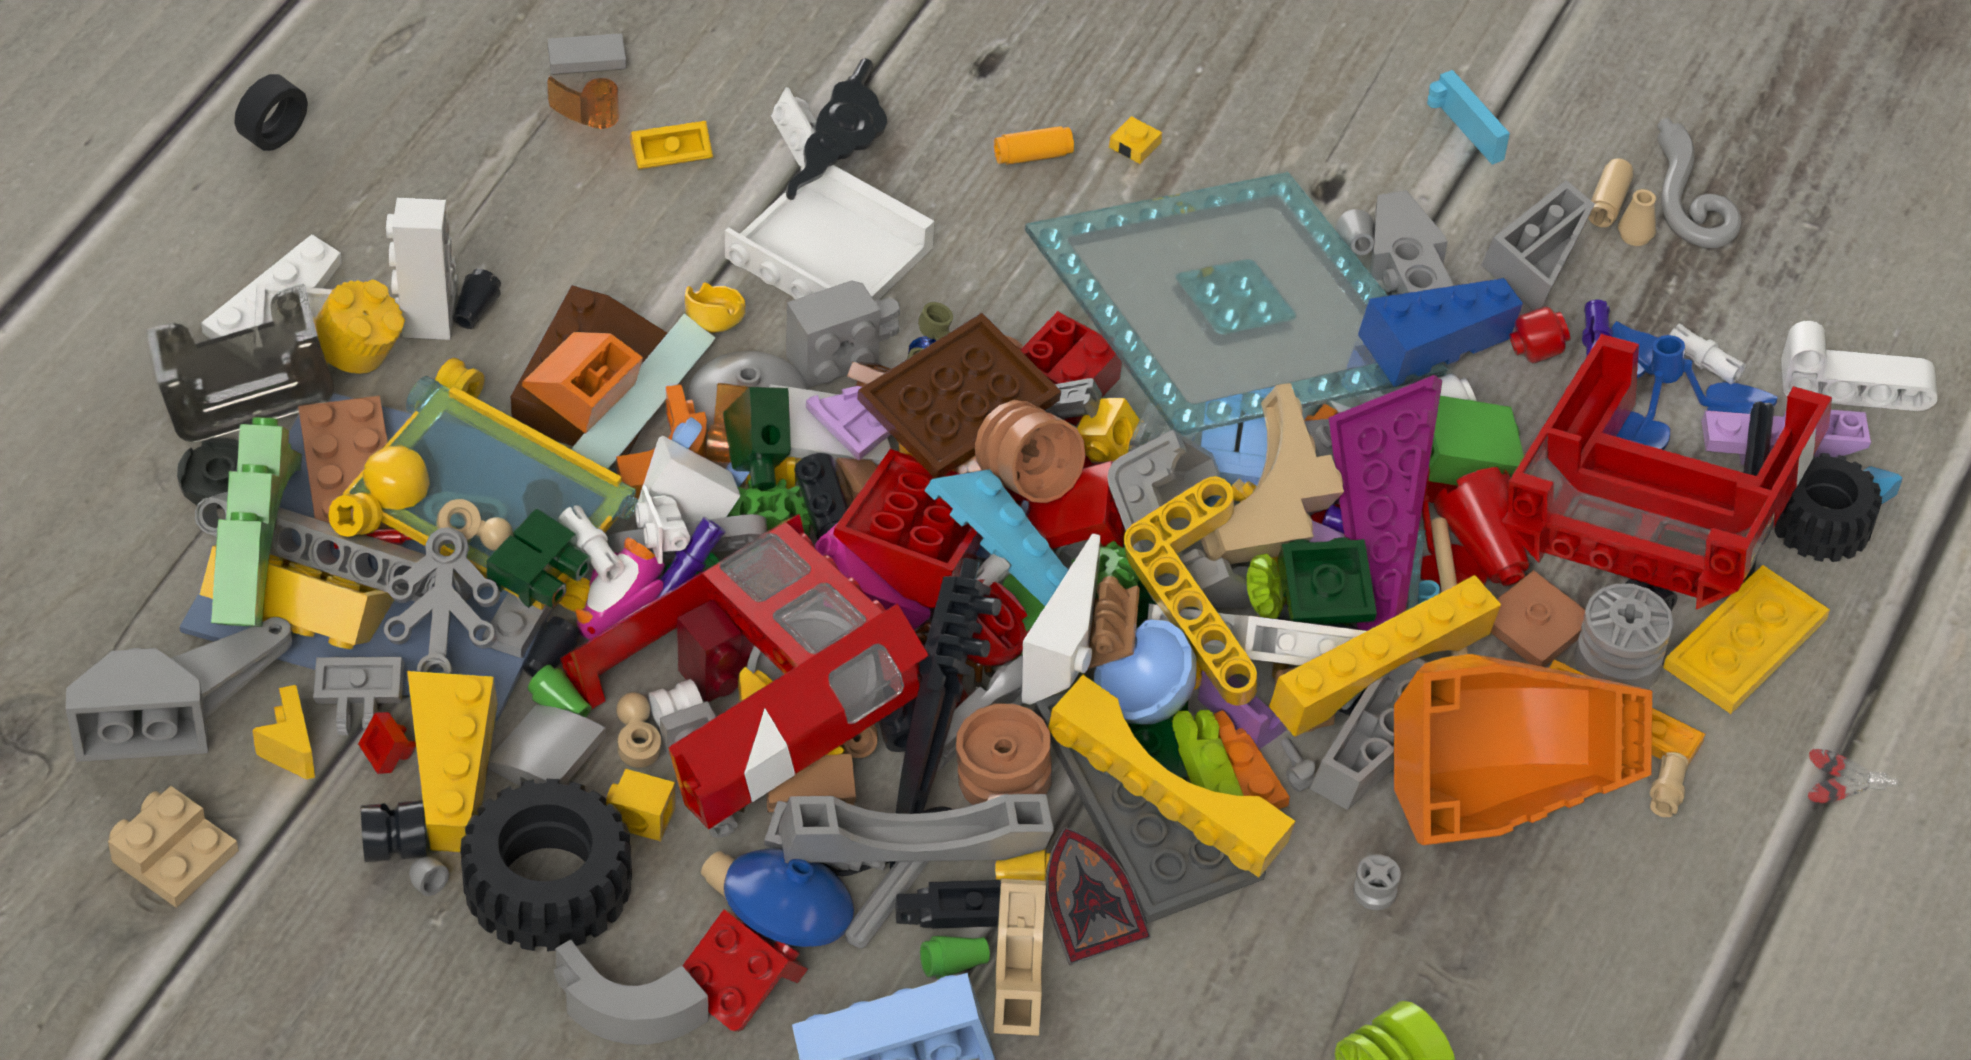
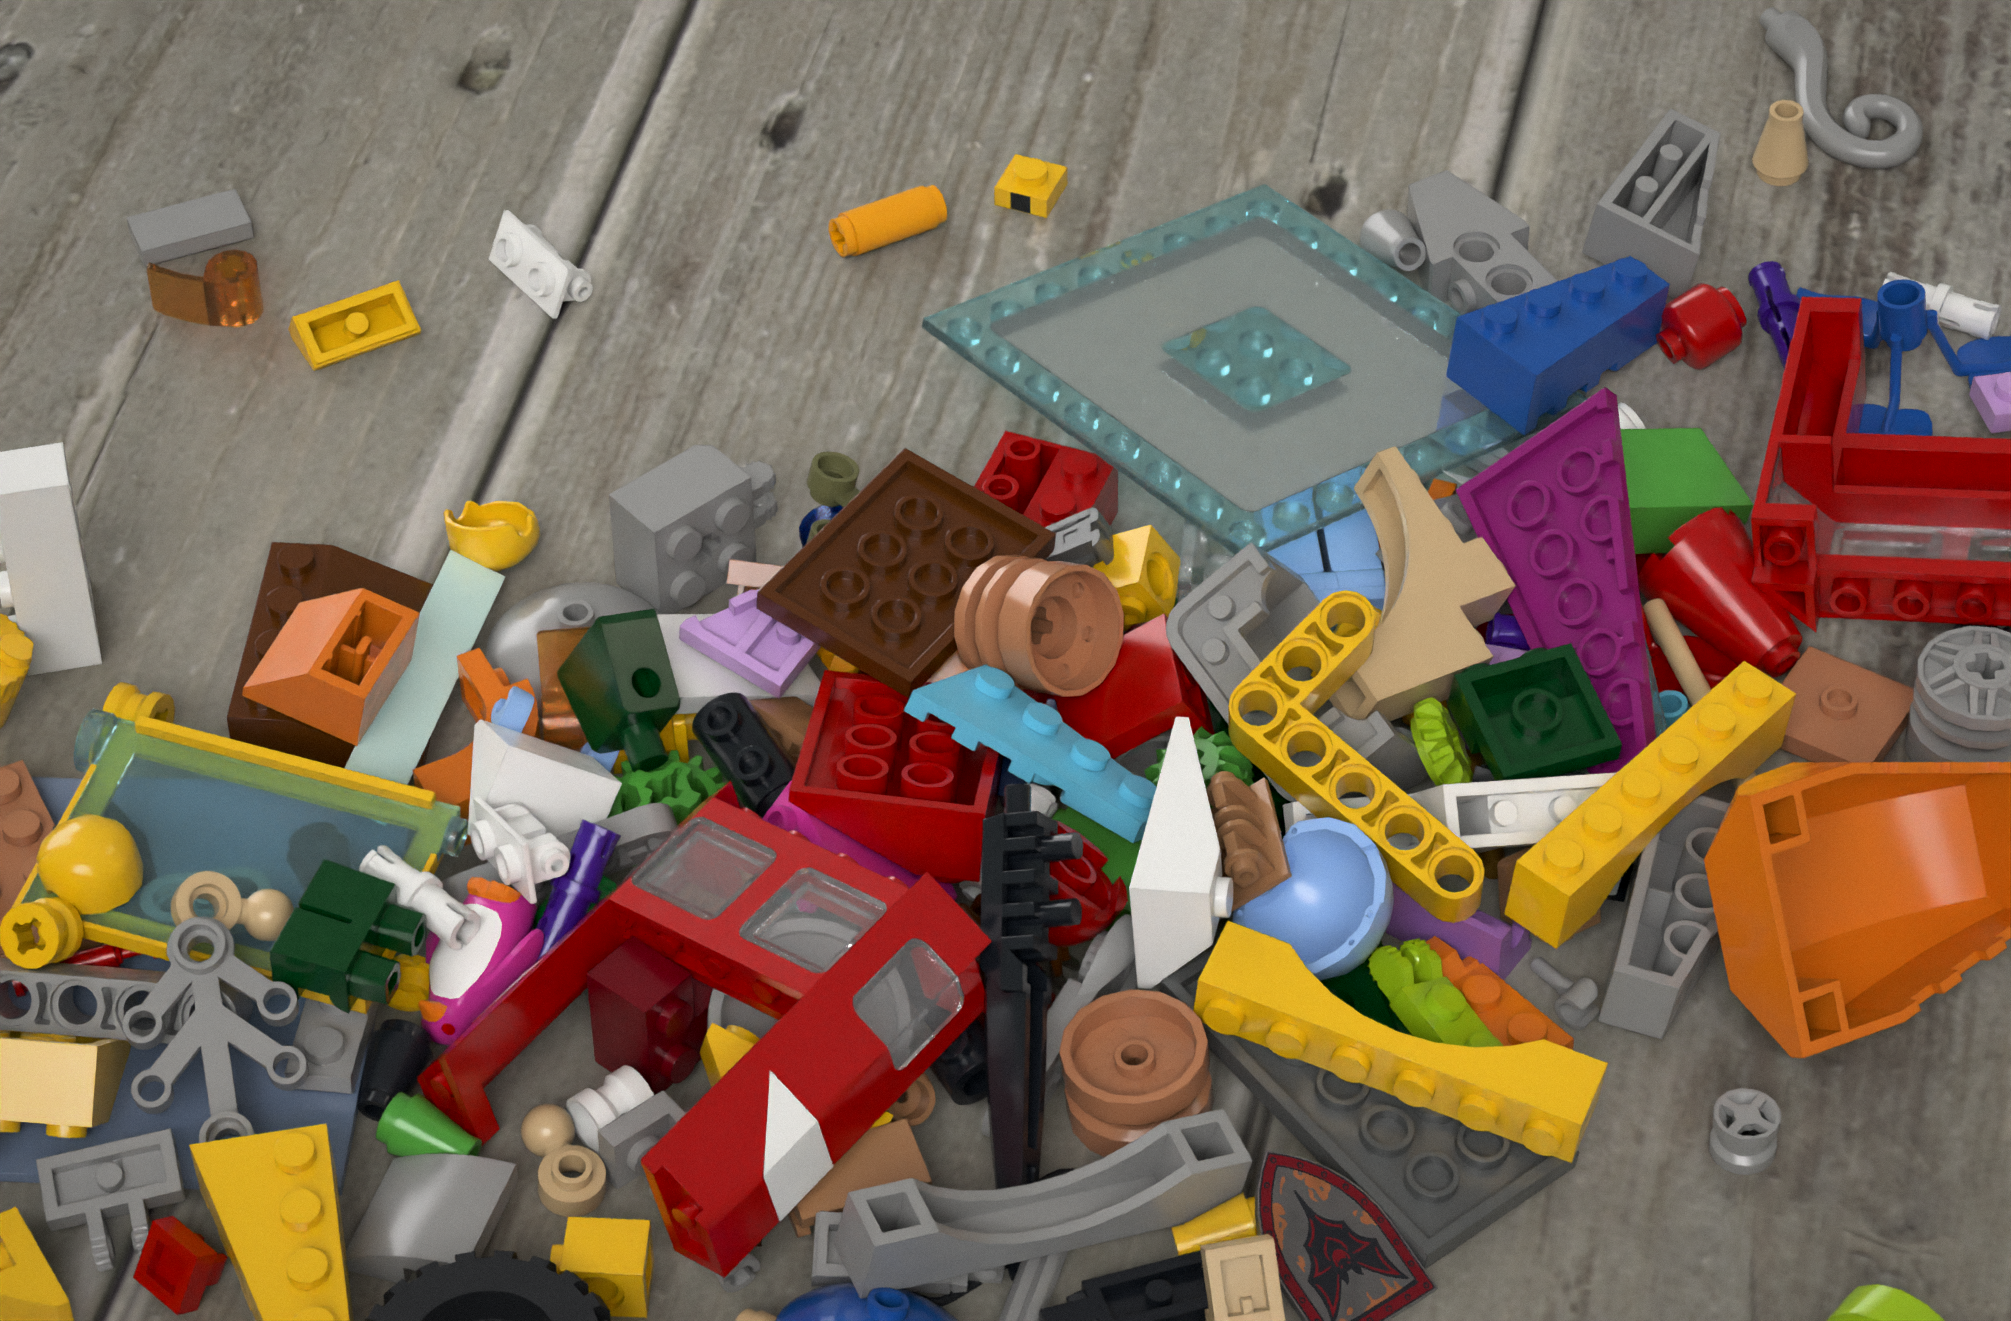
camera: 10 degrees left, 5 degrees down
(476, 297) = (127, 593): black cone -> none
(832, 235) = (629, 395): white panel -> none
(843, 125) = (603, 249): black piece -> none
(1469, 115) = (1496, 59): medium azure hinge -> none
(1611, 192) = (1729, 114): tan piece -> none

